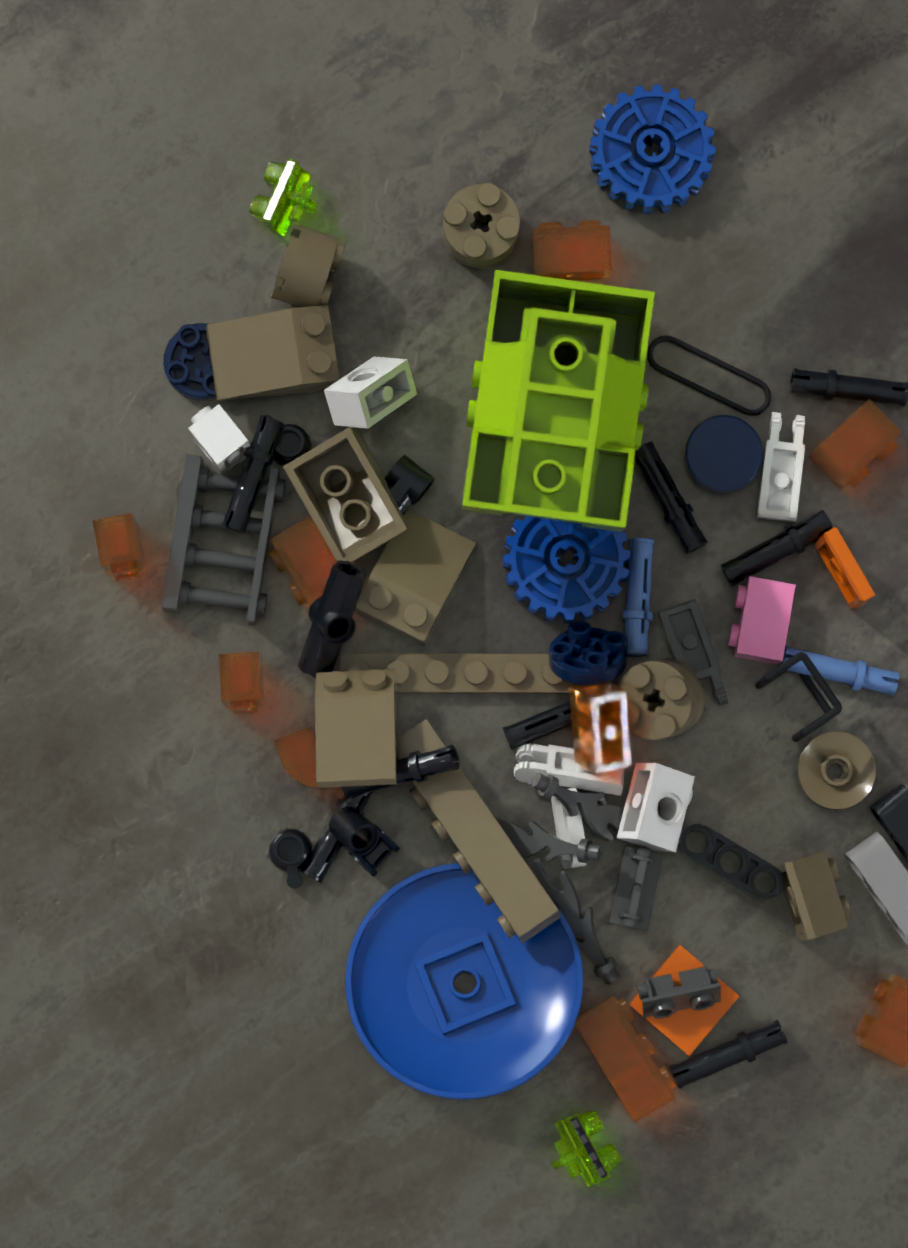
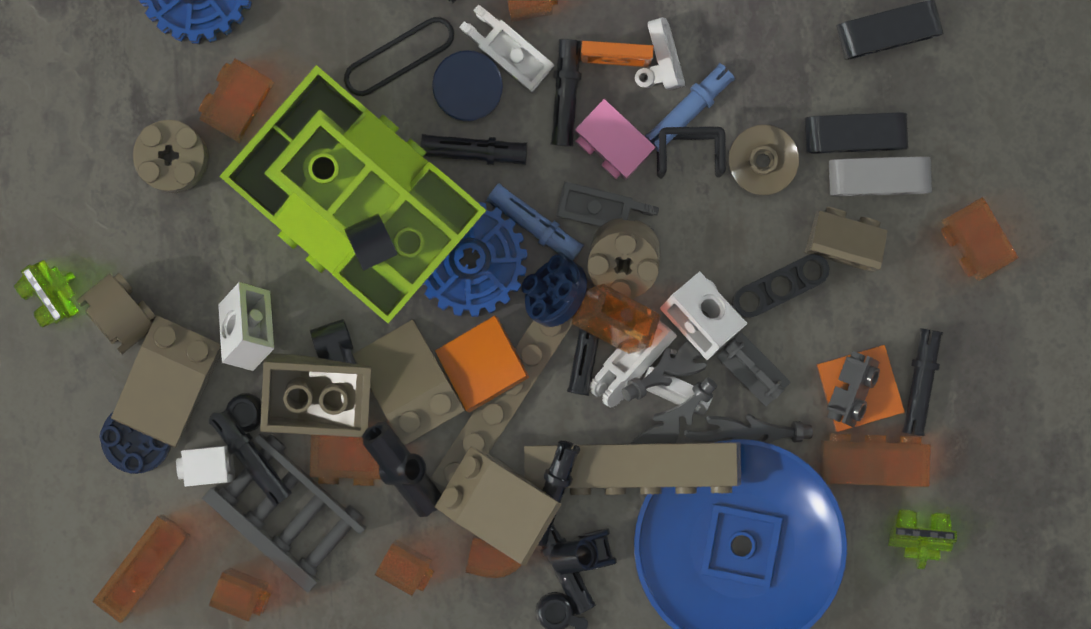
camera: 50 degrees left, 5 degrees up
(85, 441) = (141, 568): none -> clear orange brick
(476, 632) = (482, 364): none -> orange tile
(526, 440) = (371, 241): none -> black brick
(862, 628) = (669, 67): none -> white piece

